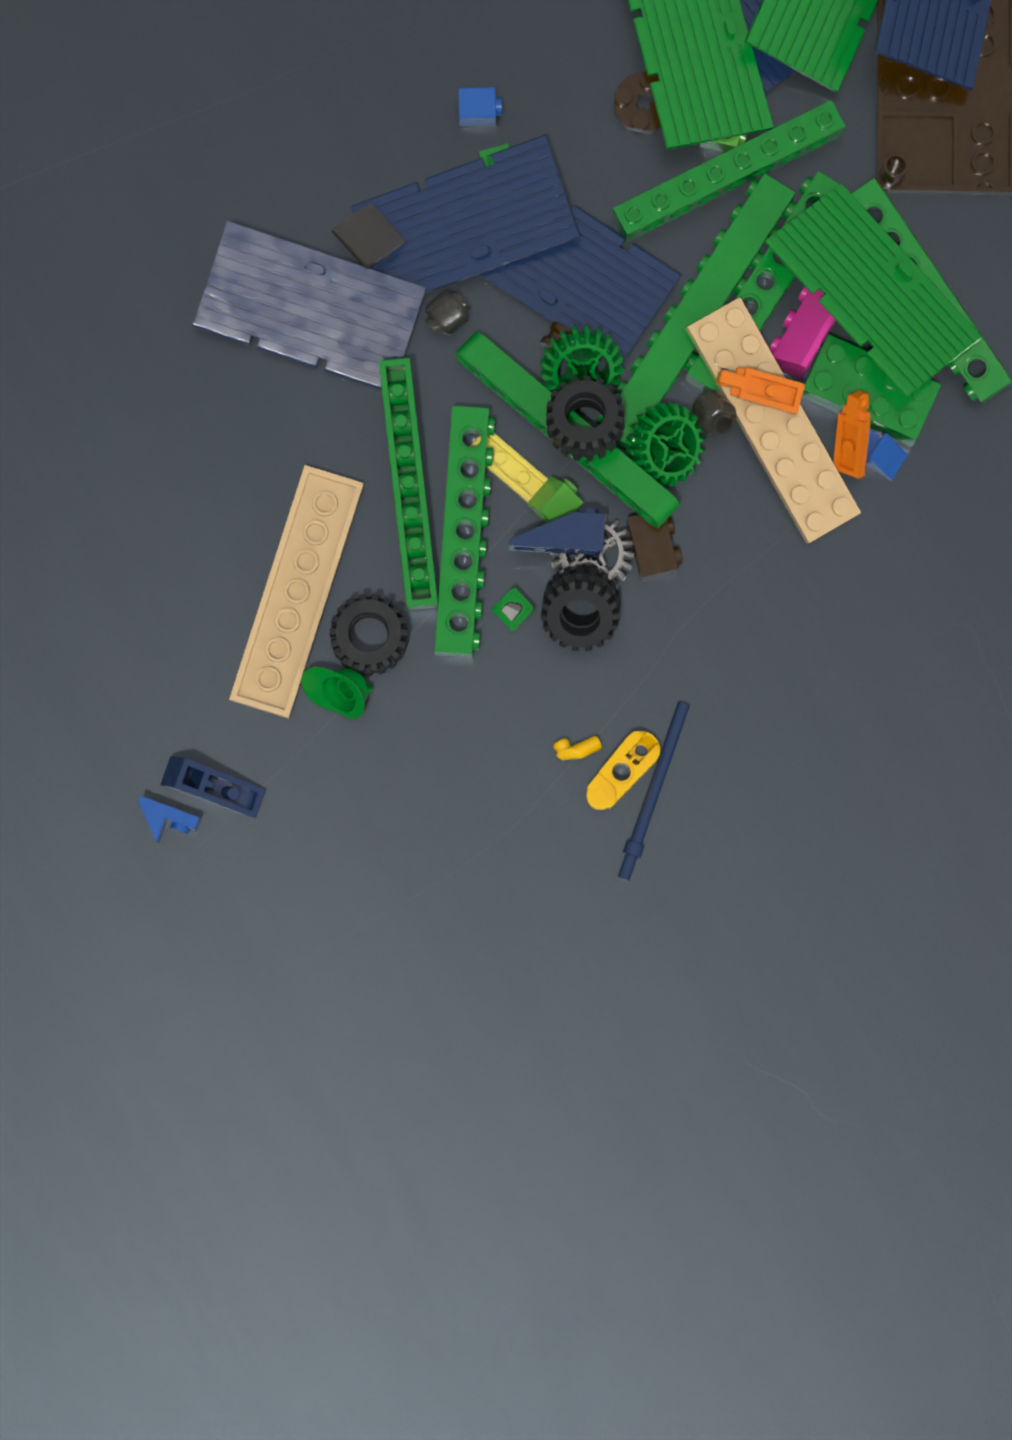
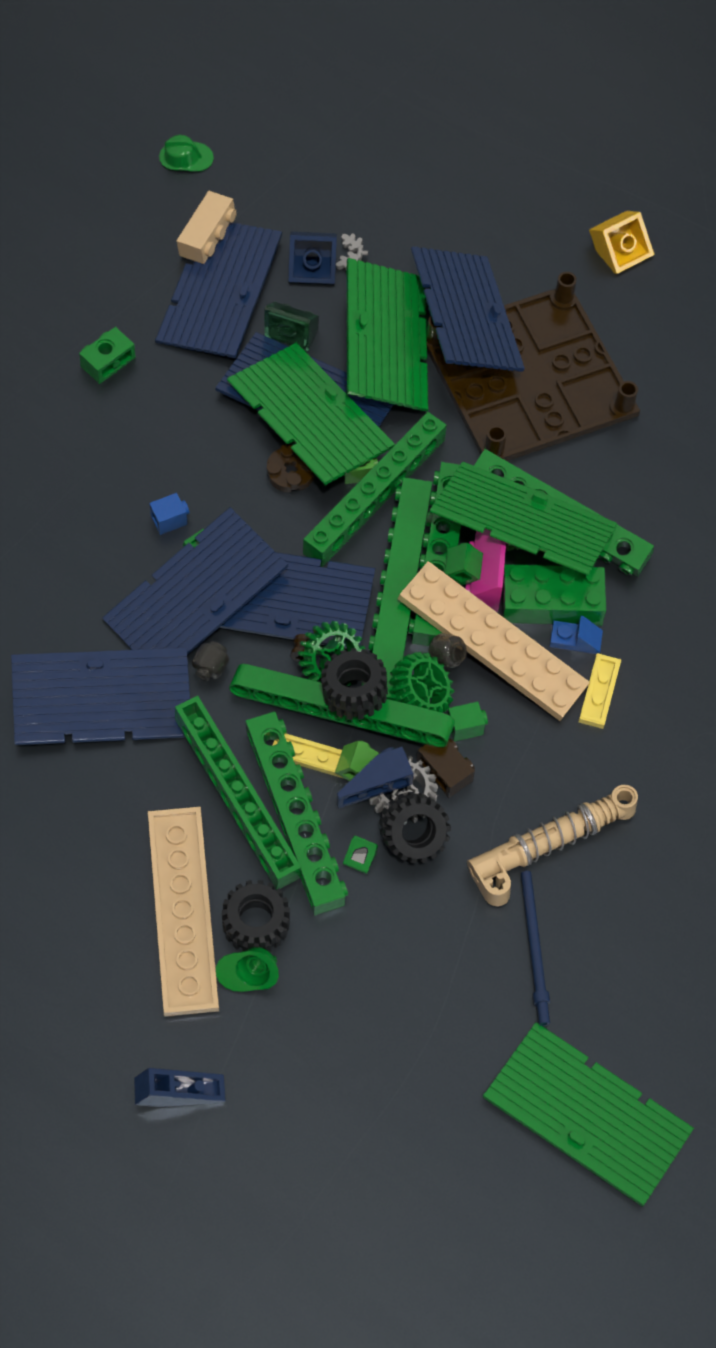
camera: 25 degrees left, 20 degrees down
(159, 814) = (144, 1128): blue slope -> none
(368, 236) = (125, 629): clear smoke piece -> none
(577, 751) = (463, 938): yellow arm -> none
(605, 789) = (499, 958): yellow piece -> none
(623, 991) = (588, 1114): none -> green door
(700, 503) = (468, 721): none -> green brick
(719, 677) = (544, 839): none -> tan piece
(763, 389) = (476, 615): orange hinge -> none
(781, 314) = (464, 563): none -> green brick
(853, 435) = (558, 626): orange hinge -> none
(869, 526) = (600, 691): none -> light yellow tile

